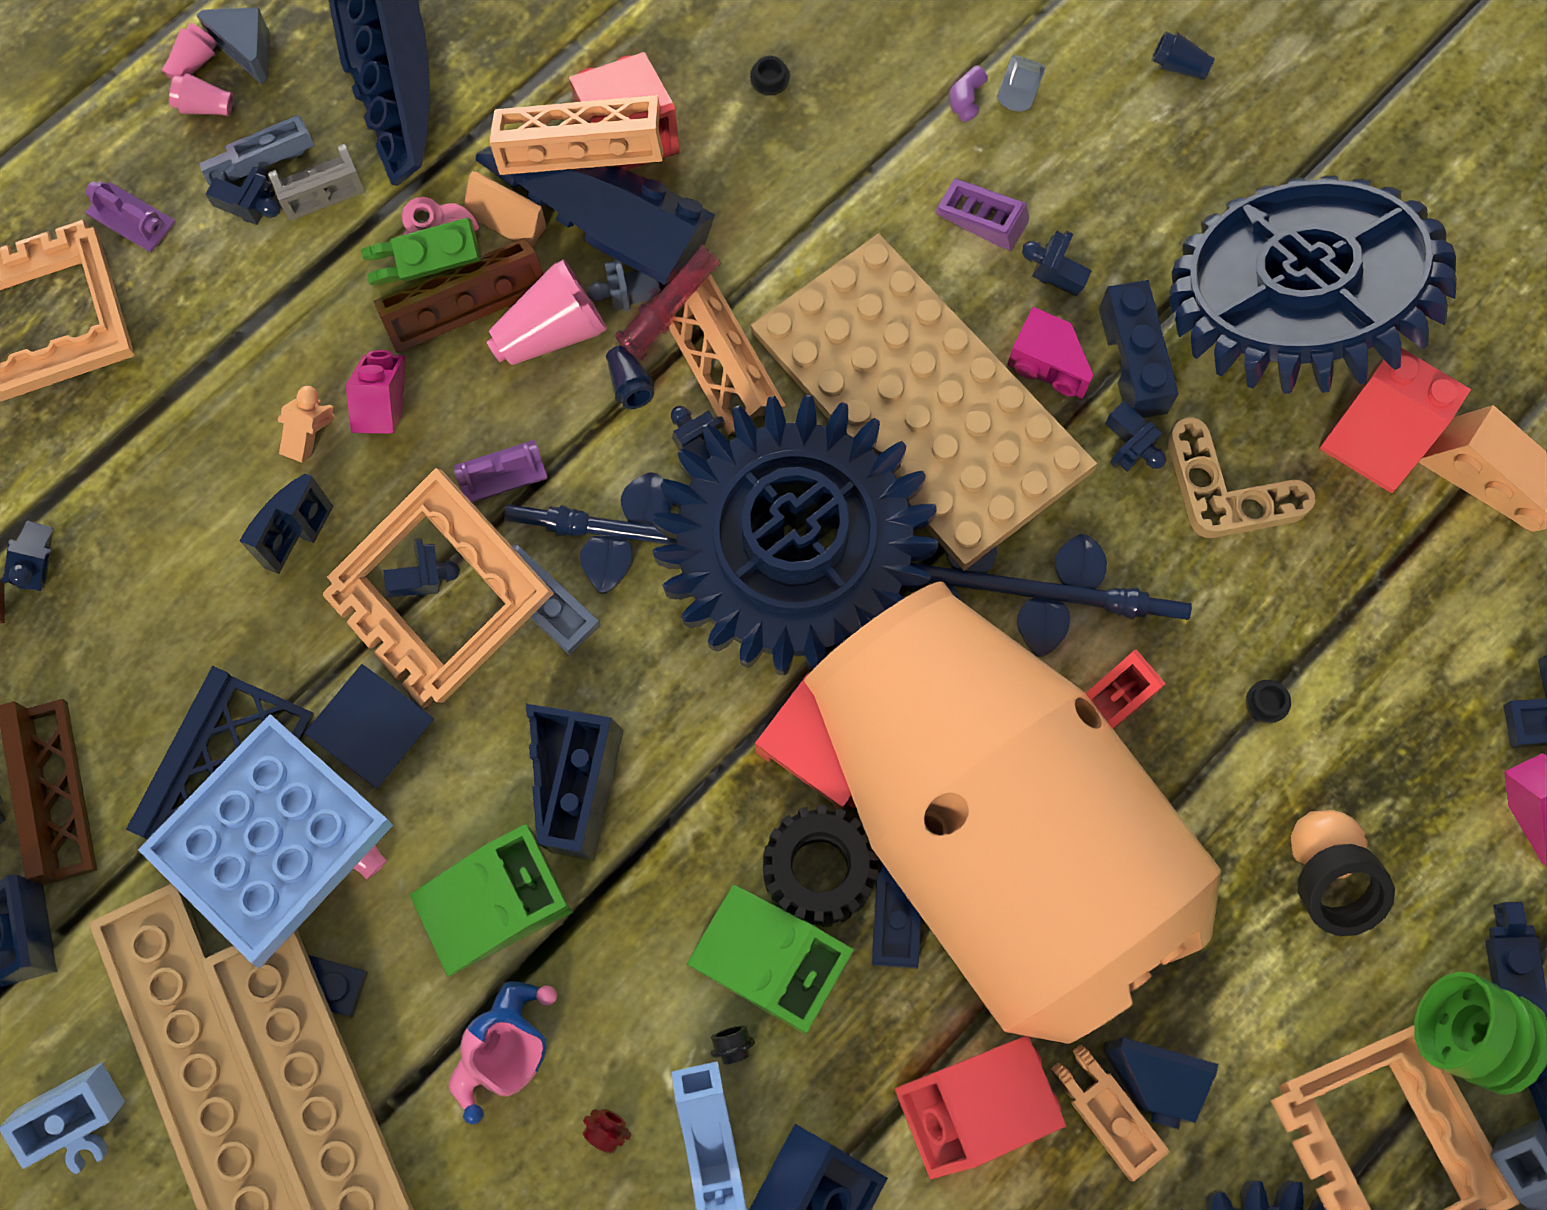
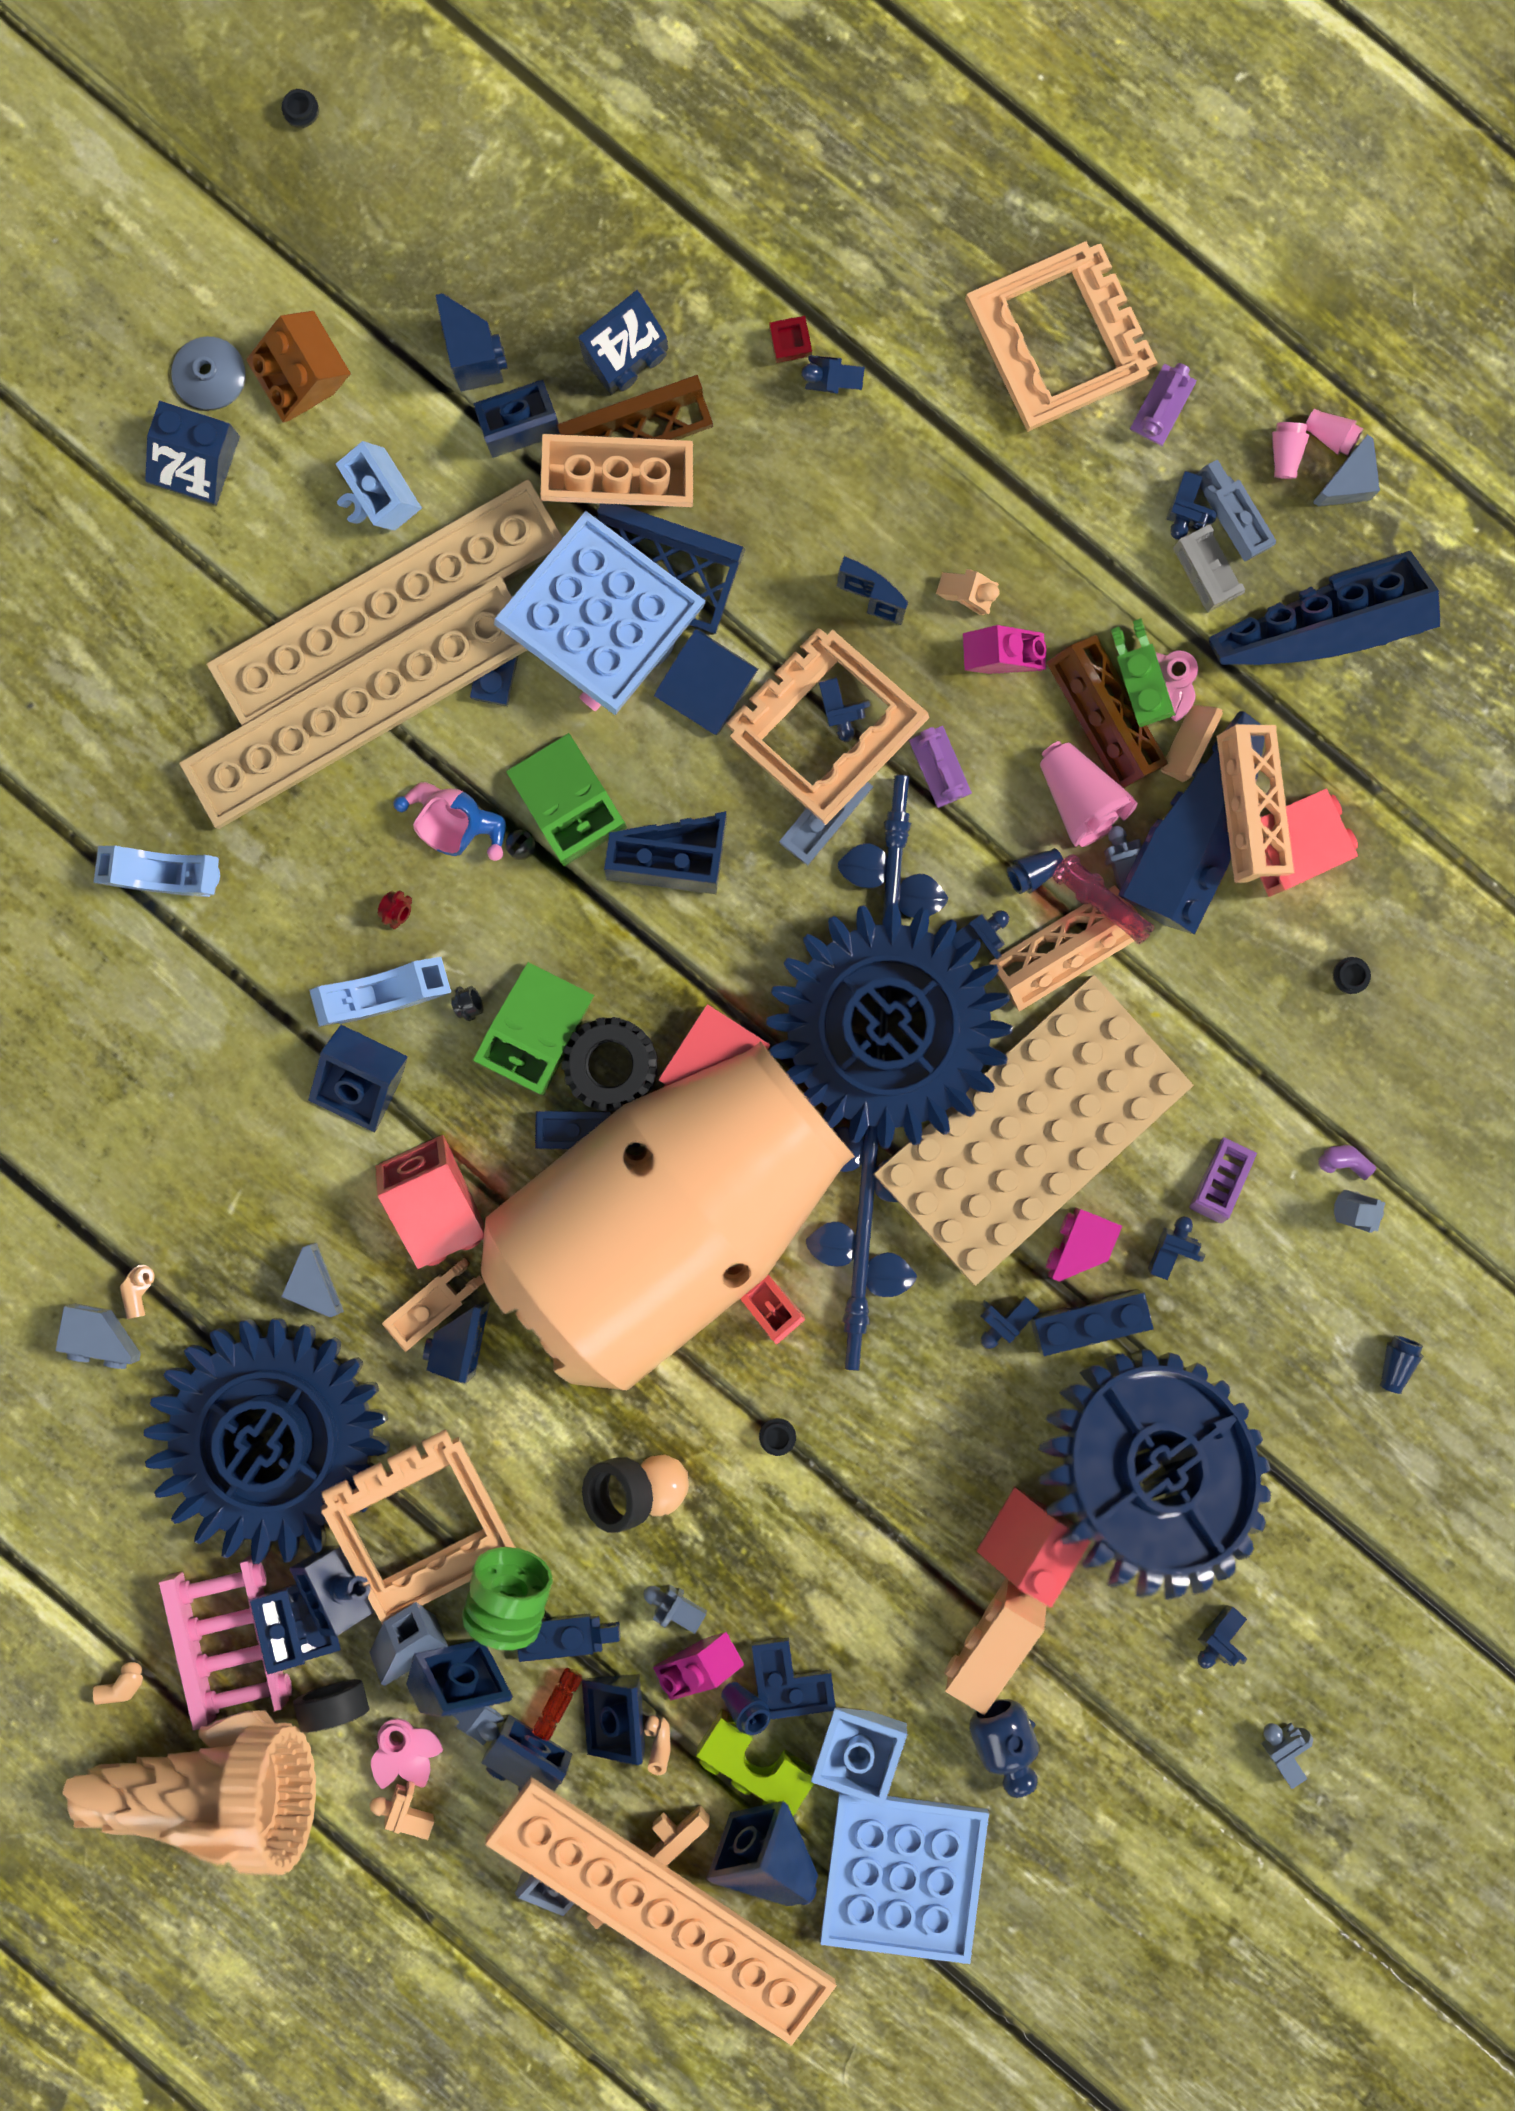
camera: 90 degrees right, 15 degrees up
(92, 808) = (617, 470): none -> light nougat slope
(547, 957) = (526, 849): none -> black hinge
(1226, 503) = (953, 1404): tan beam -> none
(1477, 834) = (674, 1607): none -> sand blue piece
(1482, 247) = (1217, 1639): none -> dark blue piece

